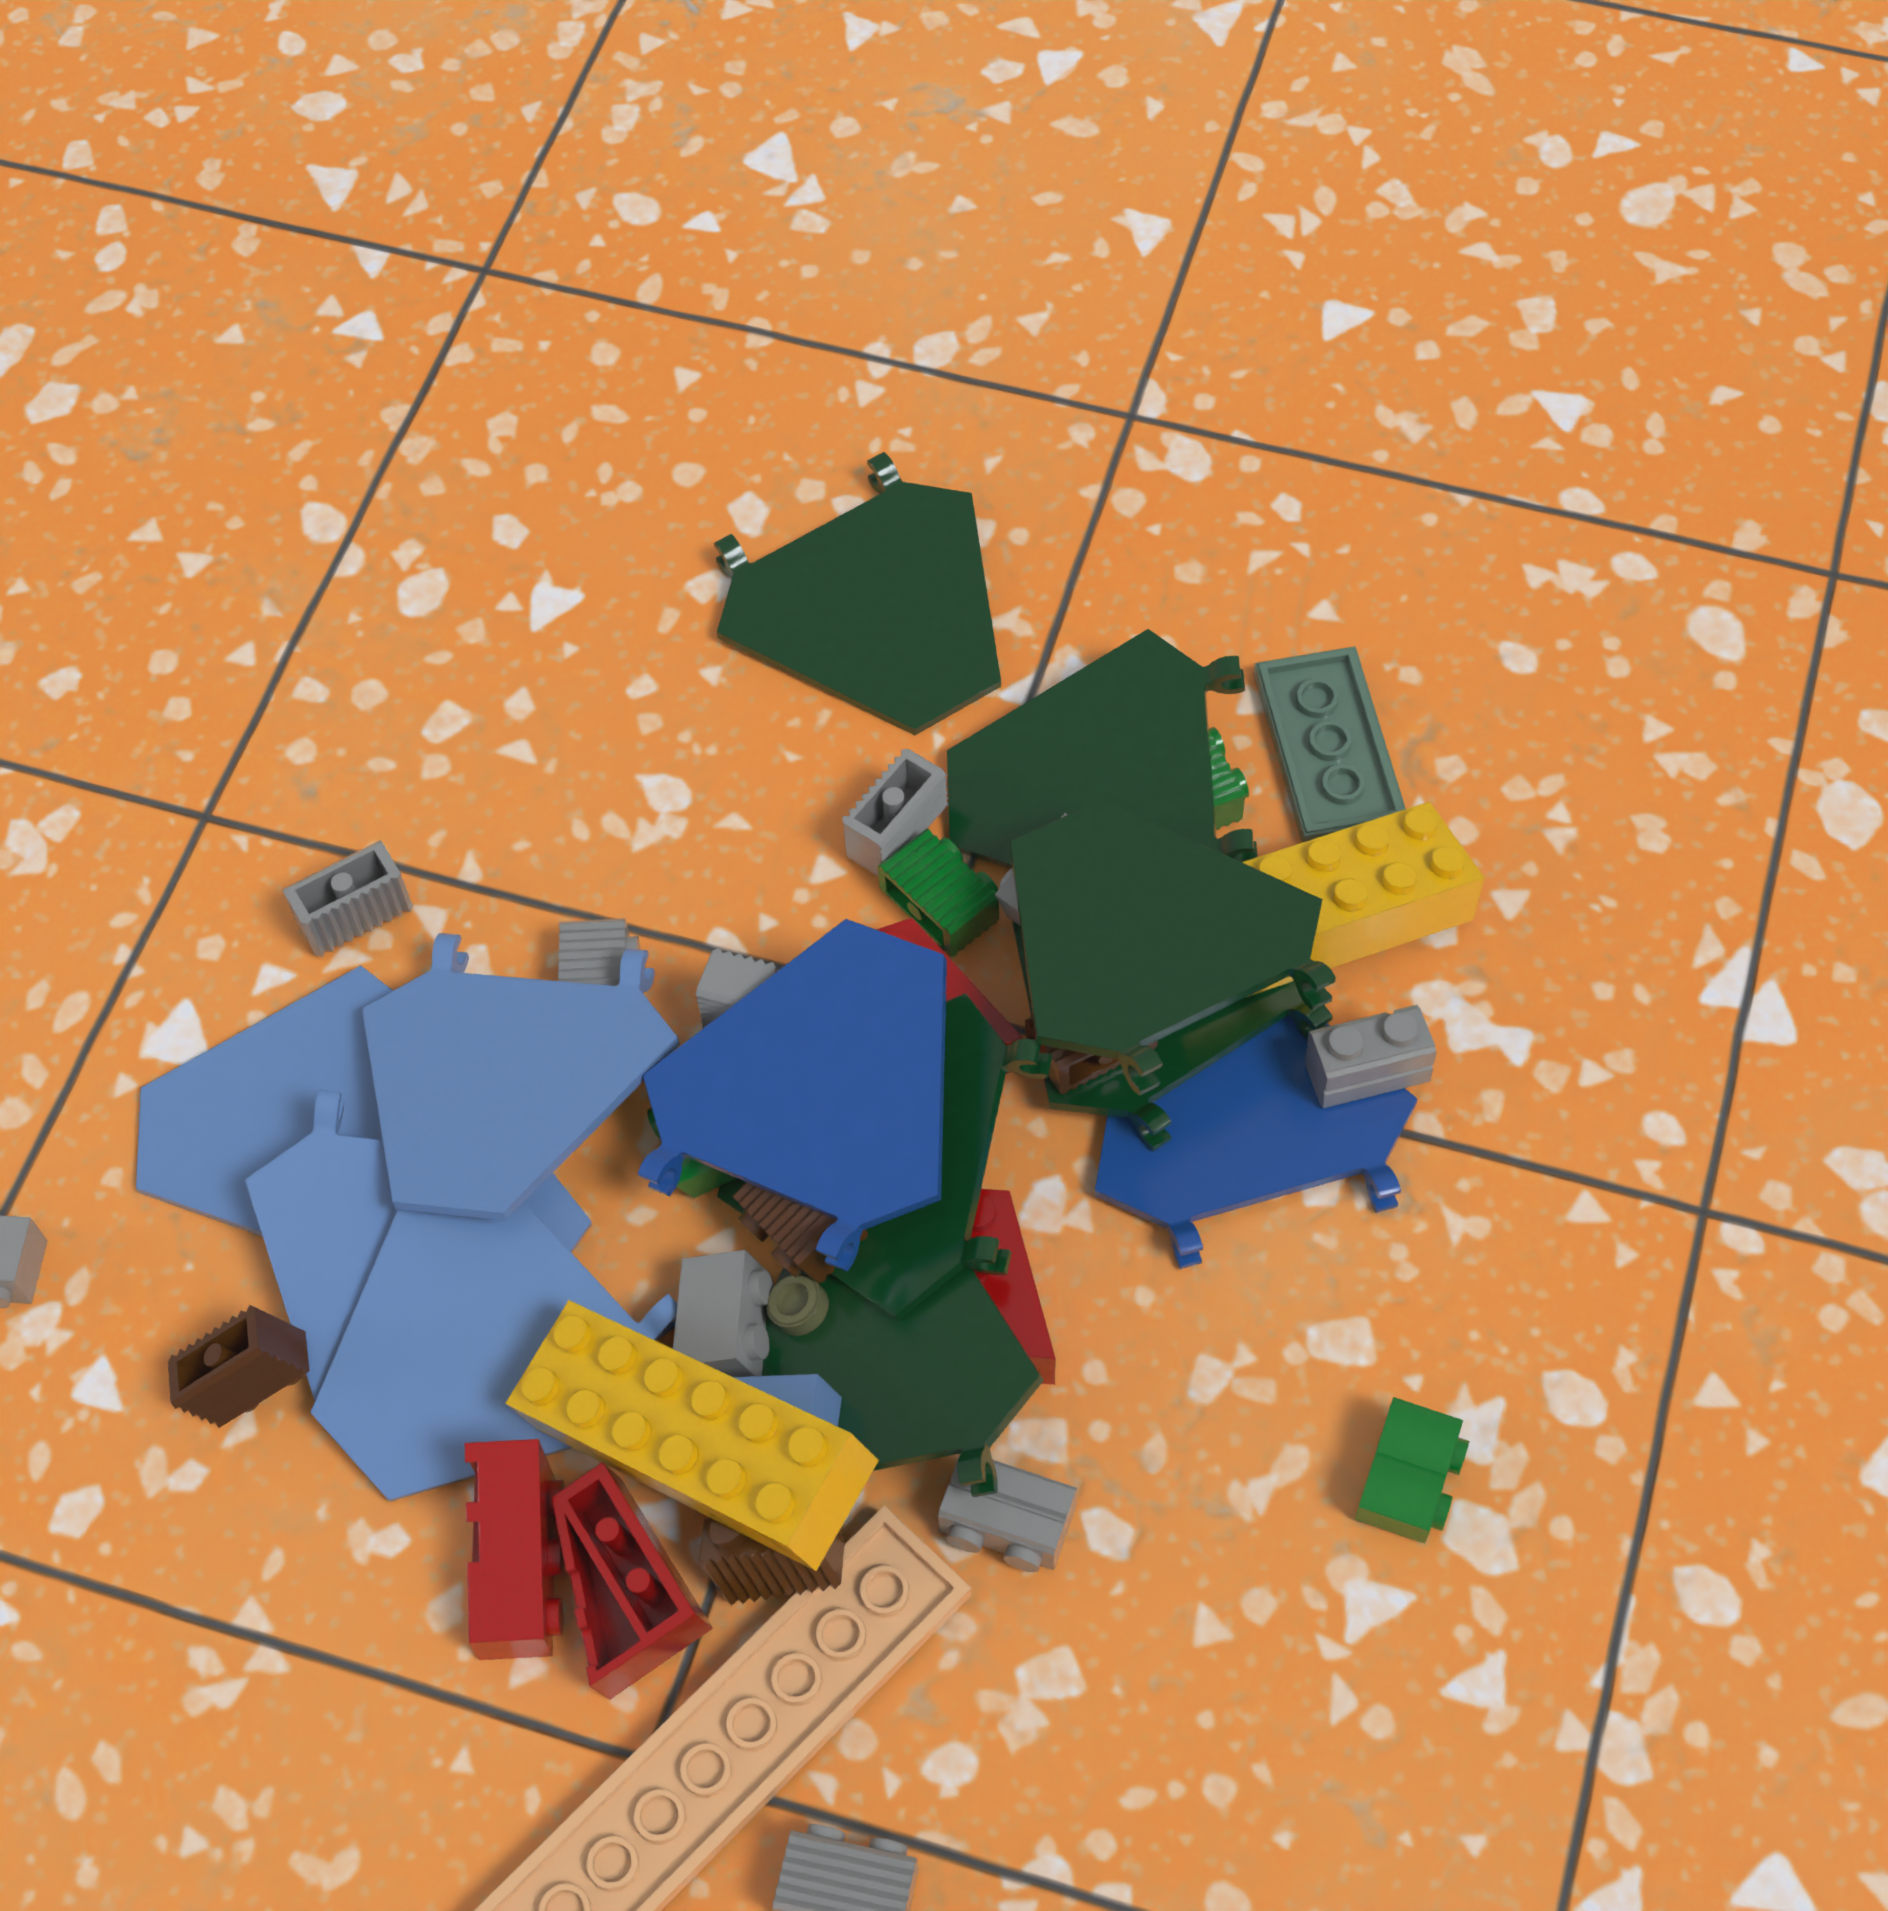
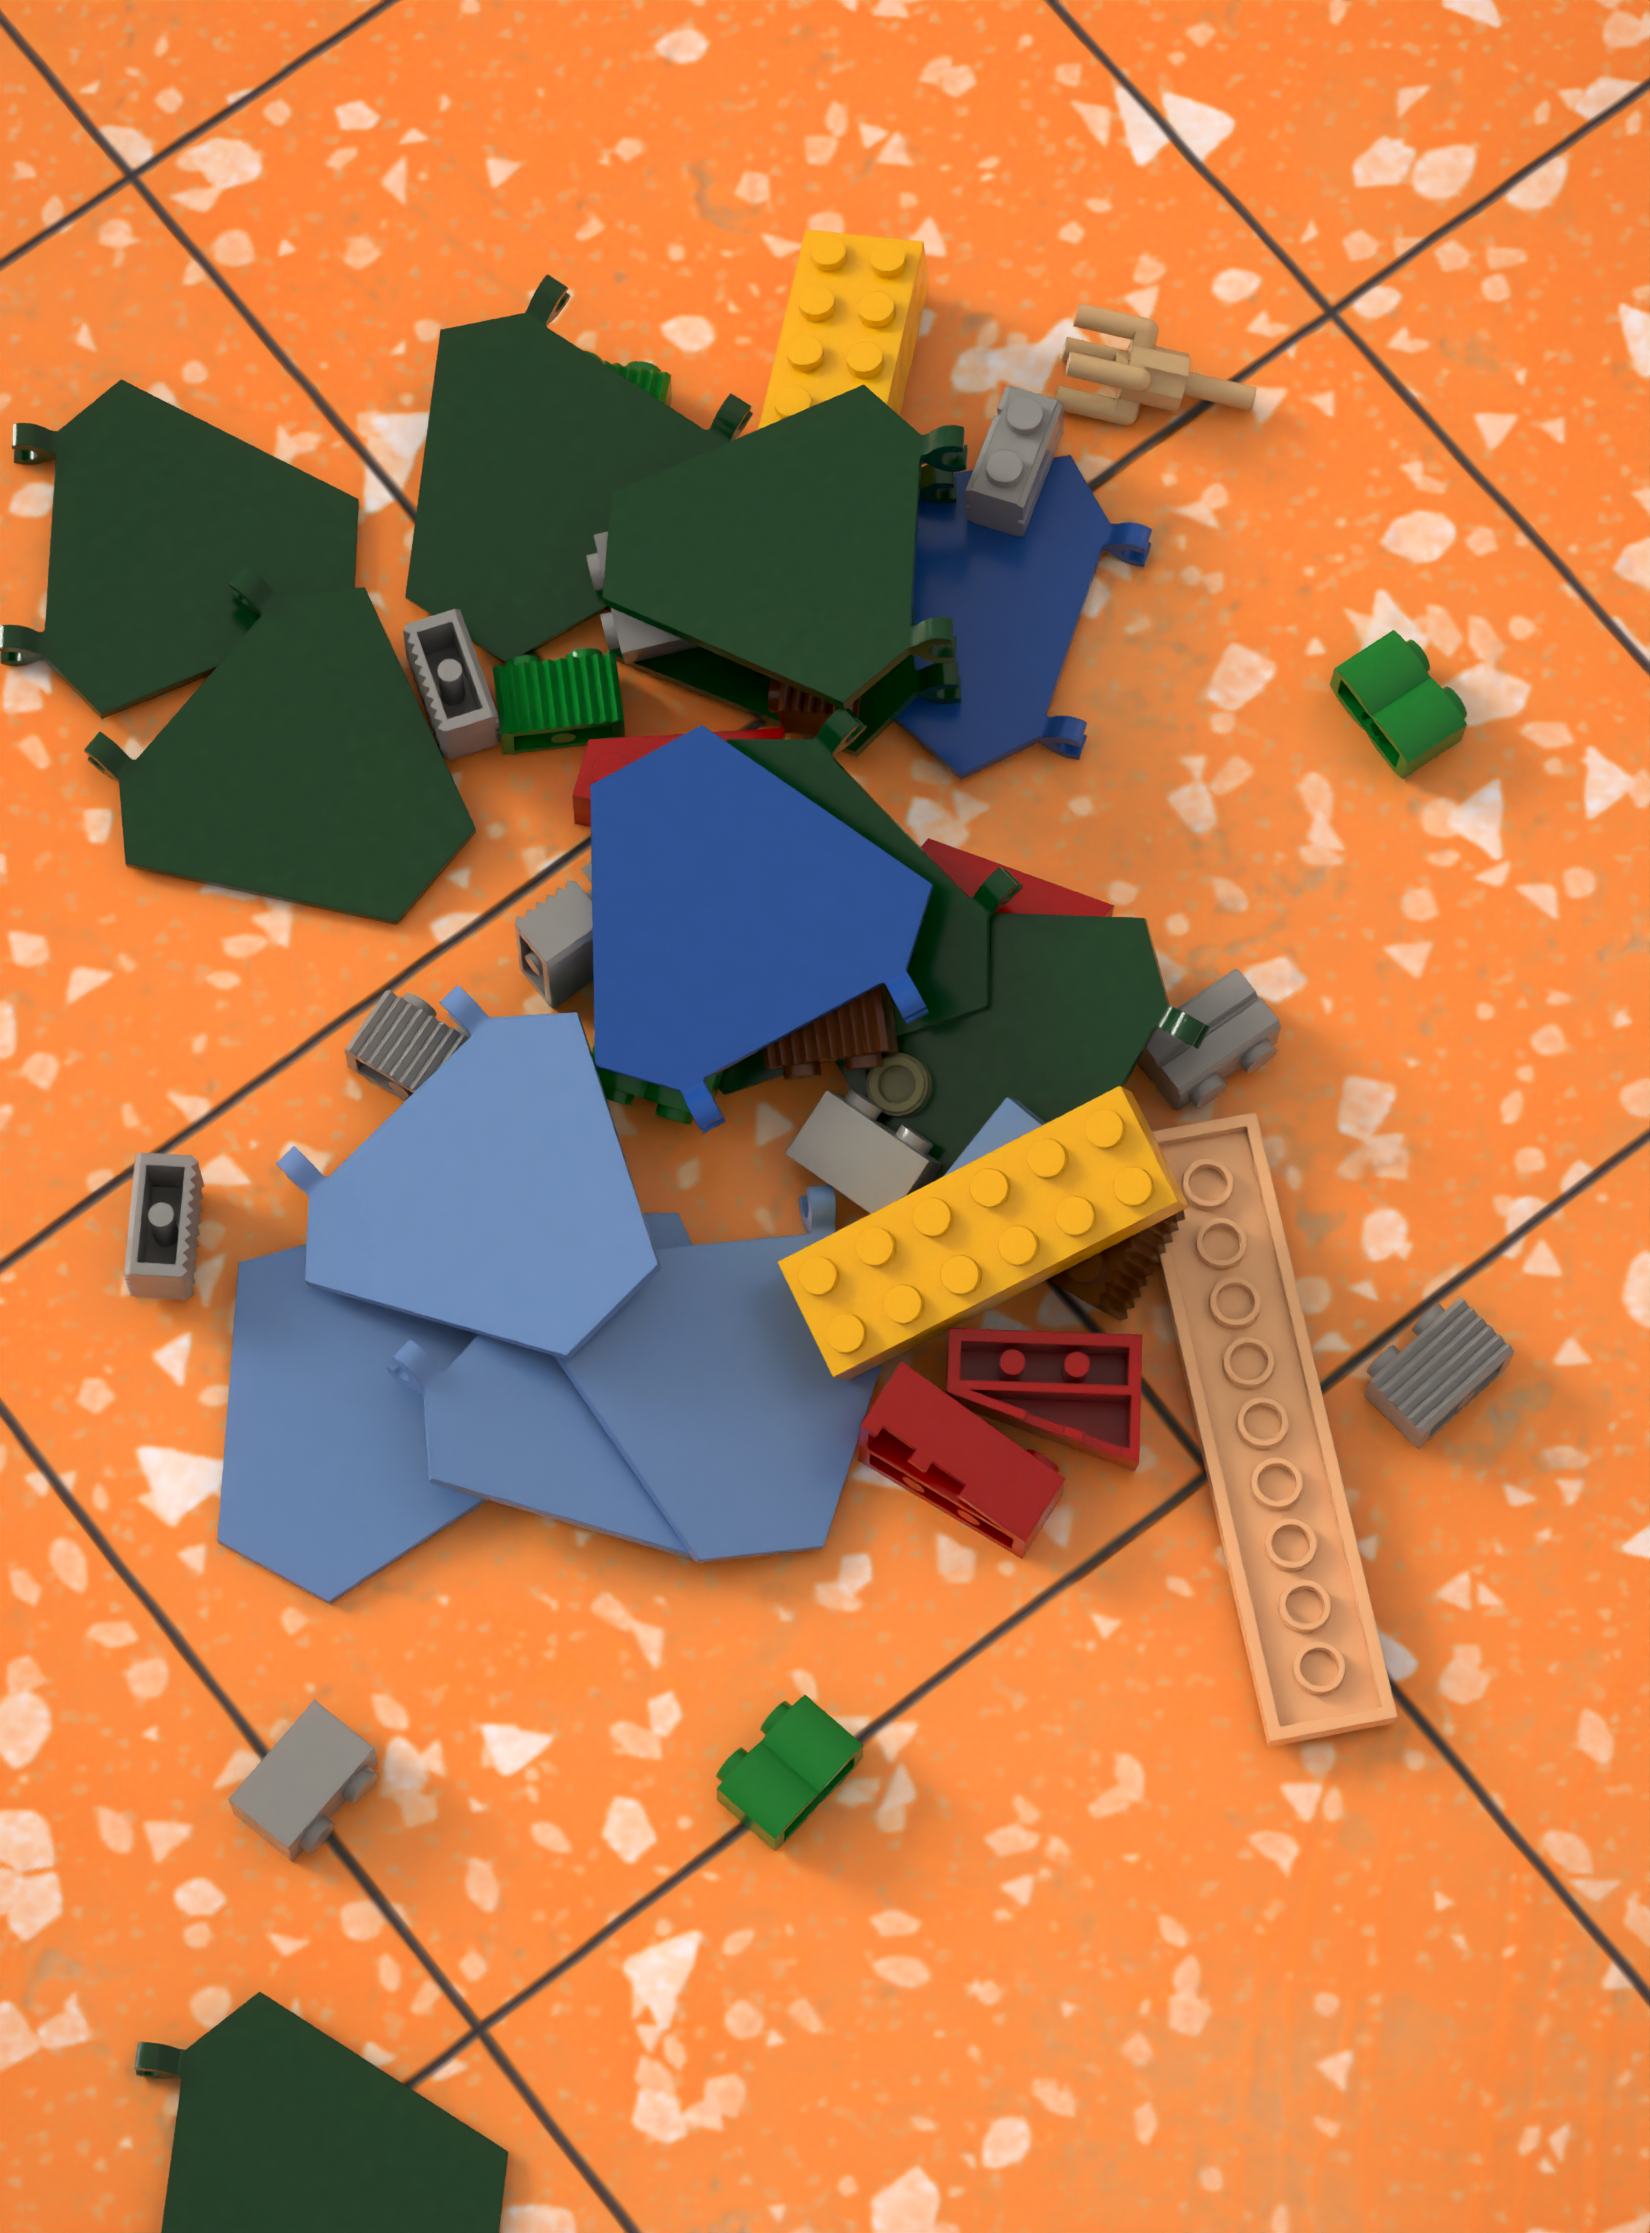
camera: 60 degrees left, 10 degrees up
(177, 1592) = (788, 1771): none -> green brick
(237, 1366) = (616, 1592): reddish brown brick -> none
(765, 768) = (296, 767): none -> dark green flag
(1327, 741) = (655, 269): sand green tile -> none
(1521, 1098) = (1140, 373): none -> tan plant

